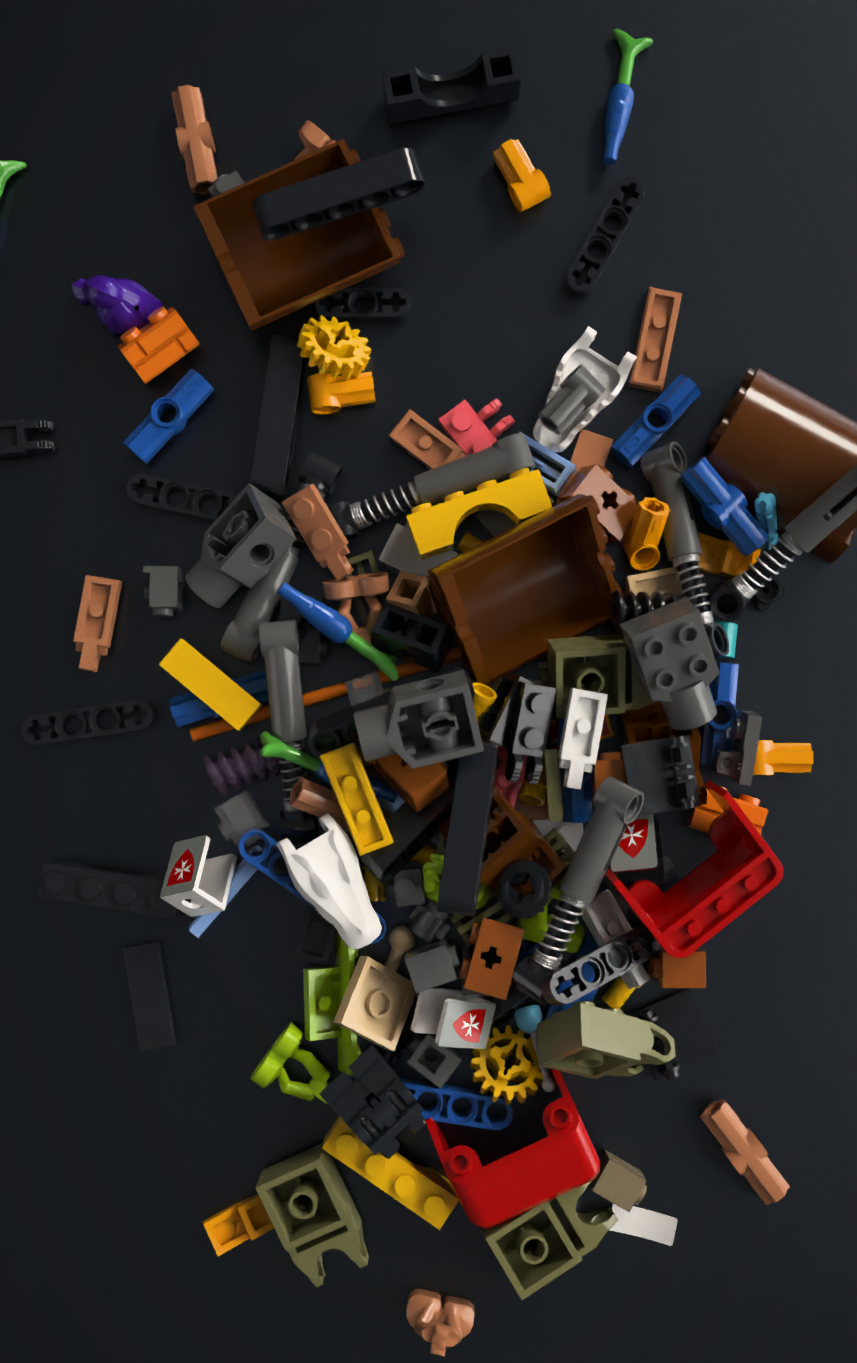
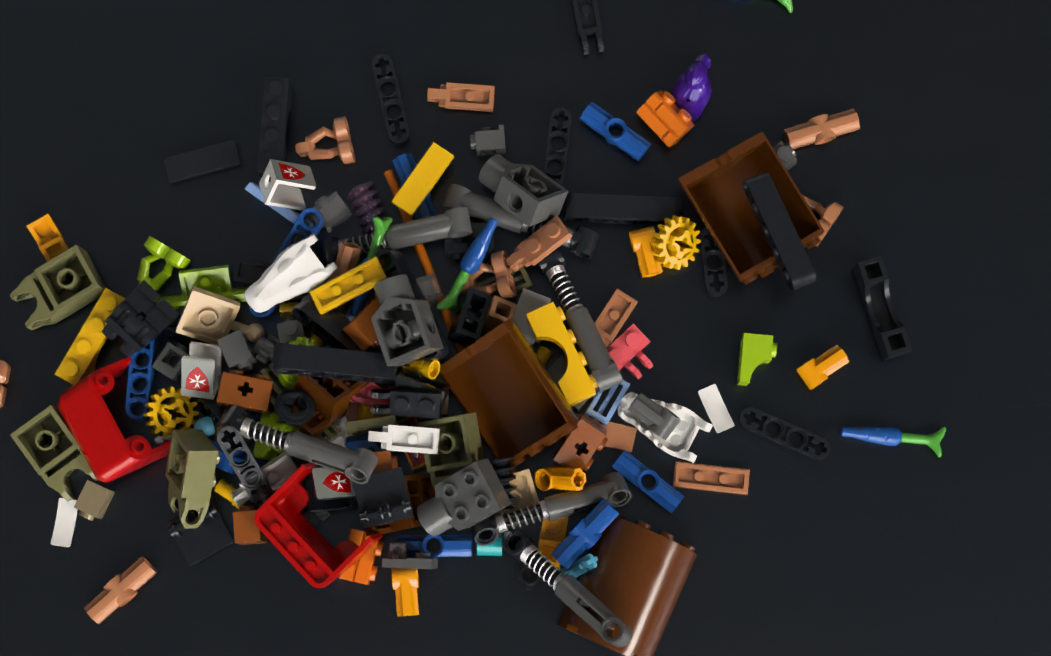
camera: 80 degrees right, 5 degrees down
(131, 795) = (340, 133): none -> nougat piece
(496, 265) = (754, 350): none -> lime arch
(562, 324) = (716, 408): none -> white sticker

